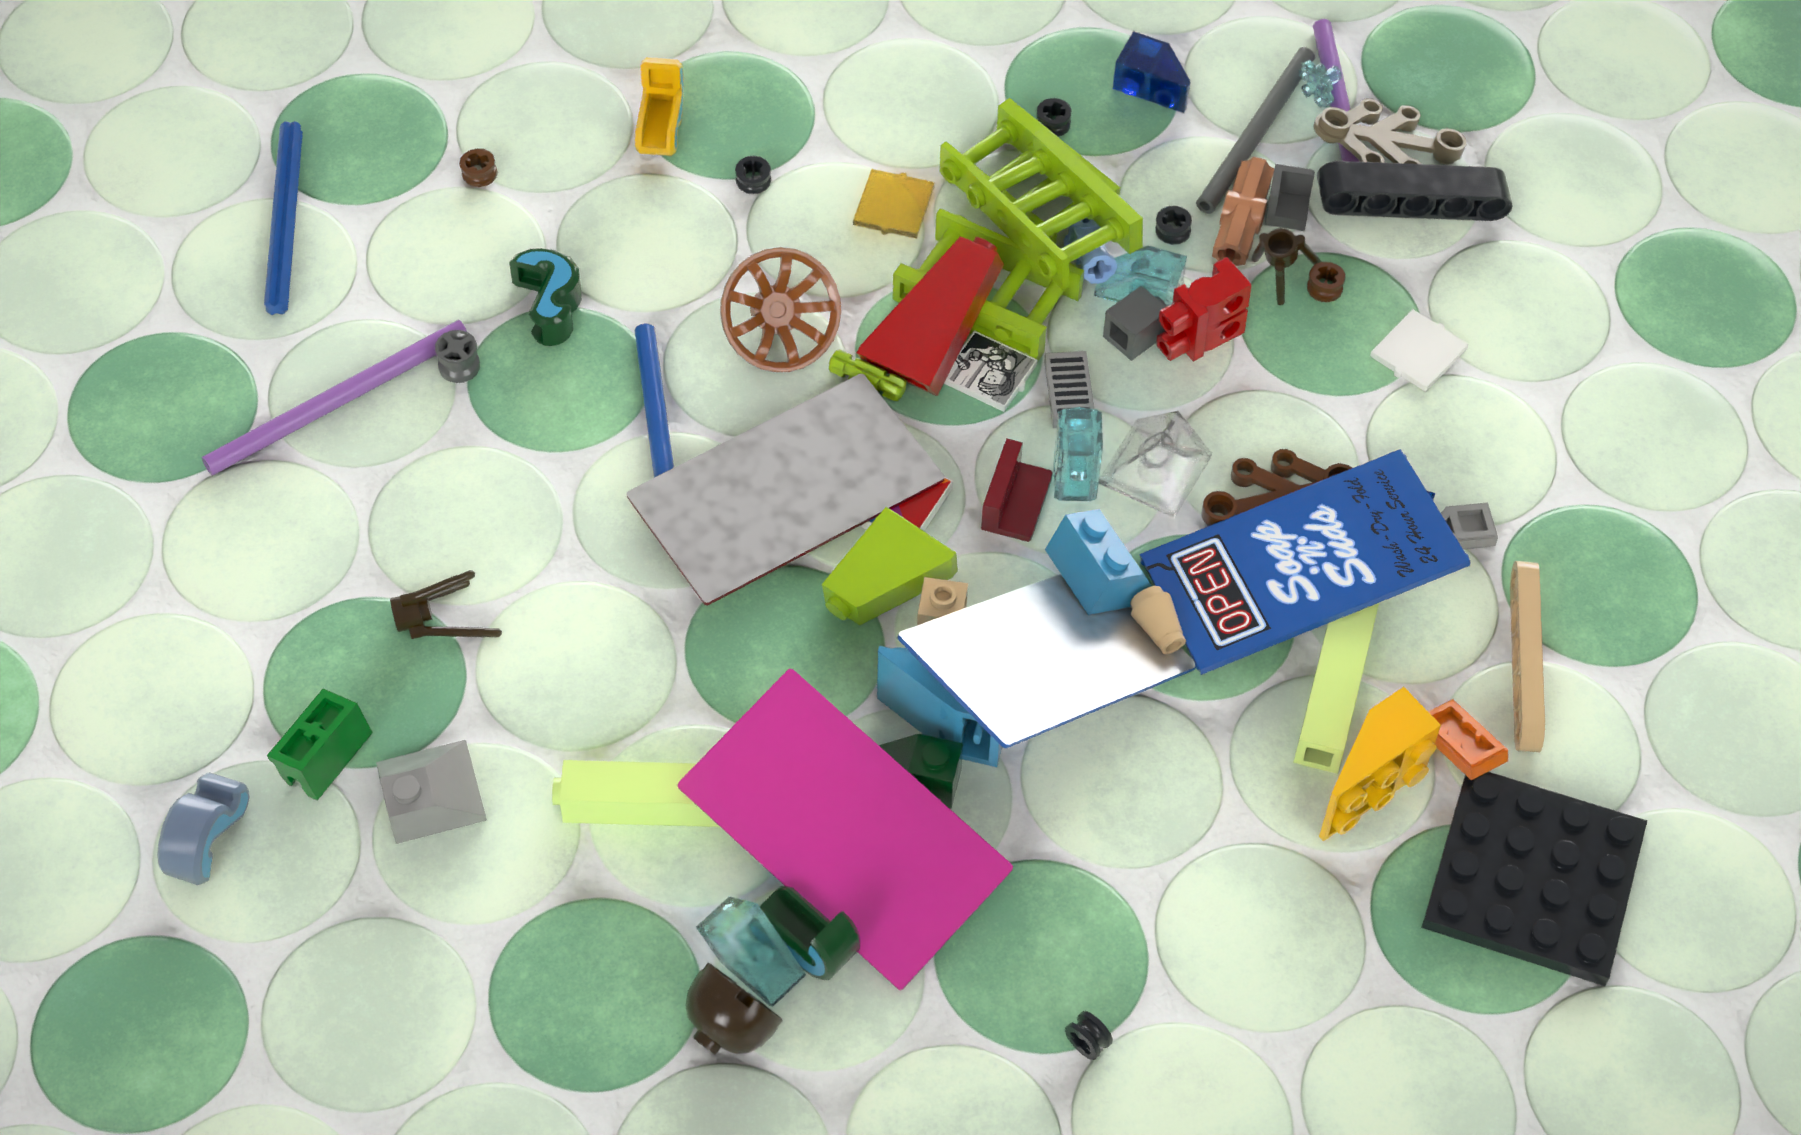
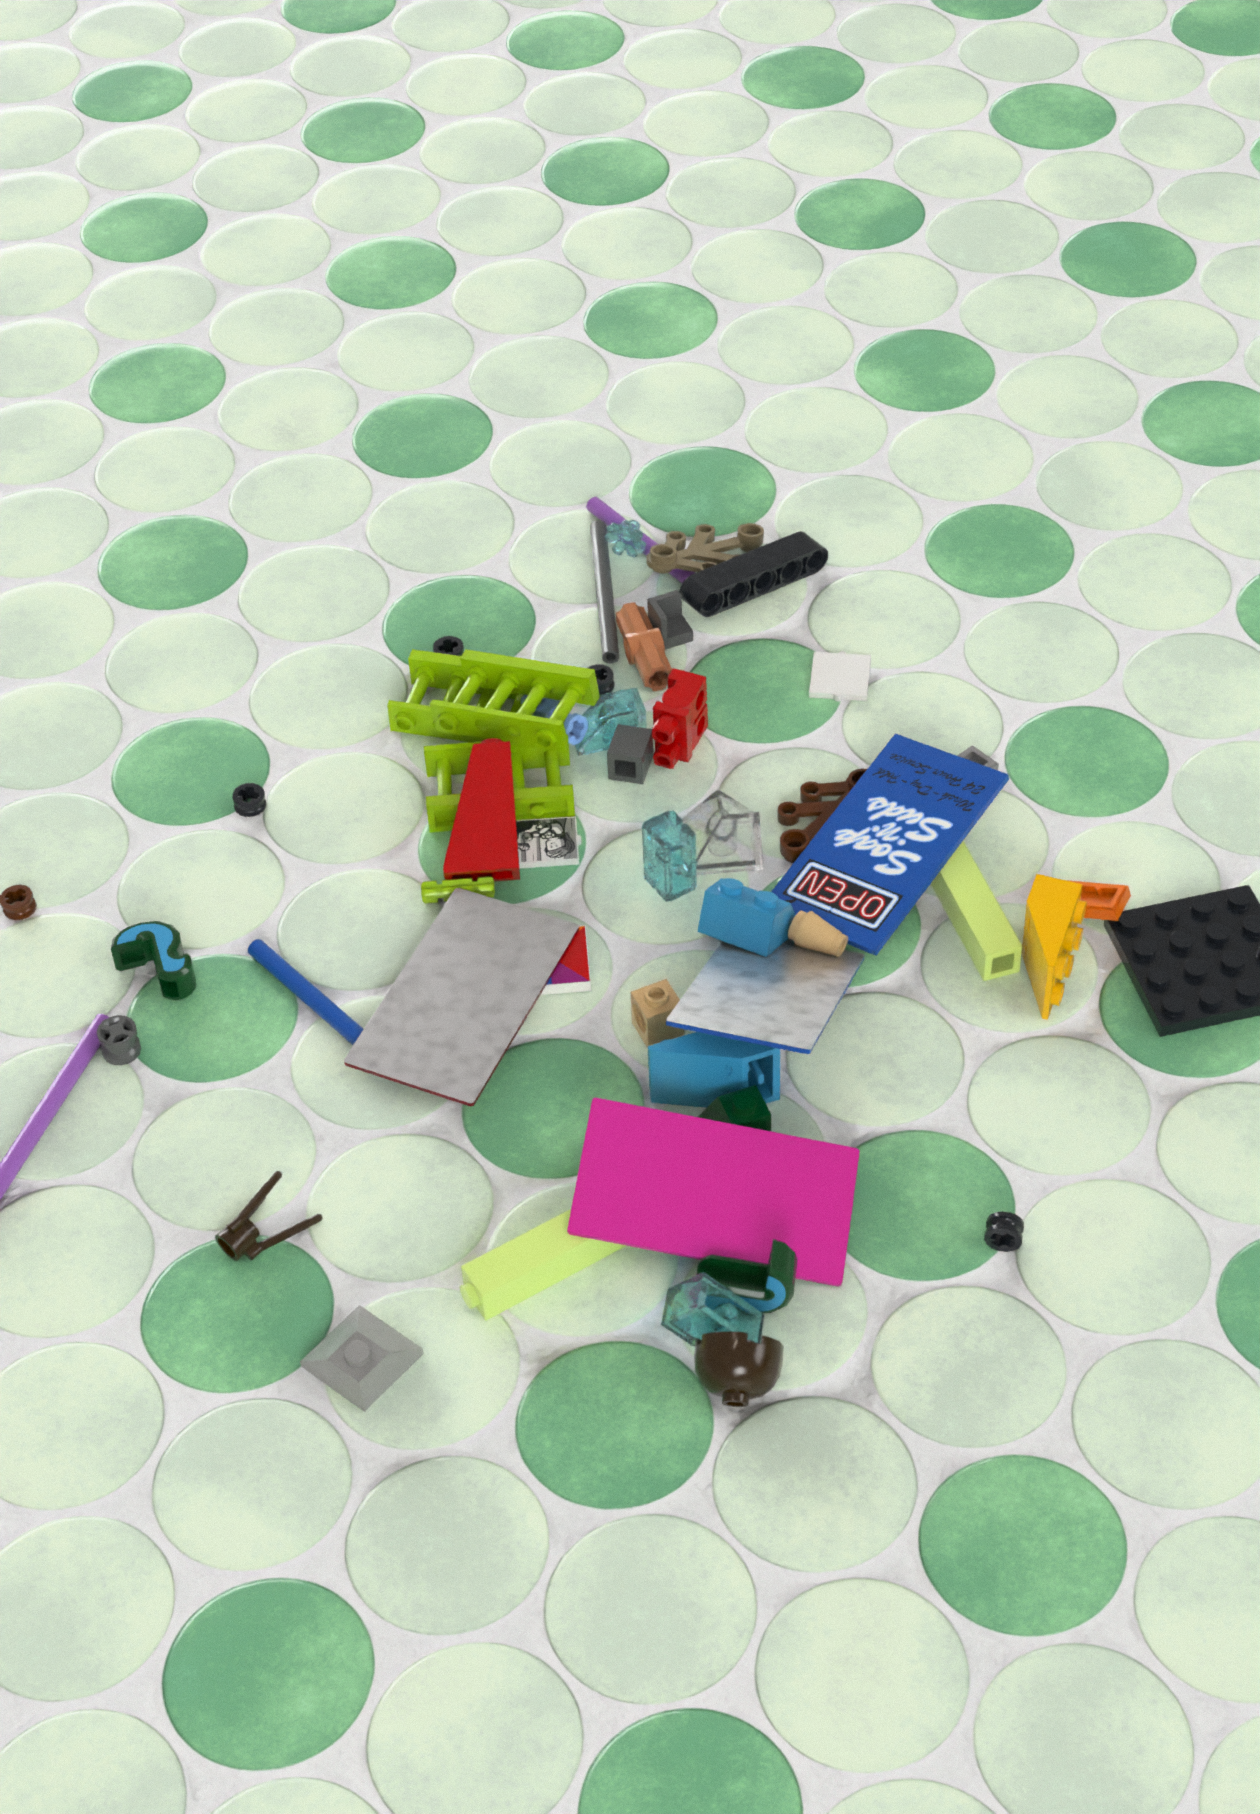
camera: 30 degrees left, 10 degrees down
(194, 825) = (200, 1487): sand blue animal -> none
(320, 743) = (246, 1368): green hinge -> none
(660, 106) = (137, 784): yellow animal -> none
(779, 309) = (355, 876): dark orange wheel -> none
(885, 569) = (592, 1005): lime slope -> none
(893, 203) = (375, 767): clear yellow piece -> none
(1015, 495) = (638, 912): dark red panel -> none
(1068, 382) = (614, 822): tile -> none
(1152, 72) = (501, 587): clear blue slope -> none
(1281, 252) = (703, 649): dark brown plant -> none
(1322, 291) = (739, 671): reddish brown bush -> none
(1527, 657) = (1083, 825): tan beam -> none

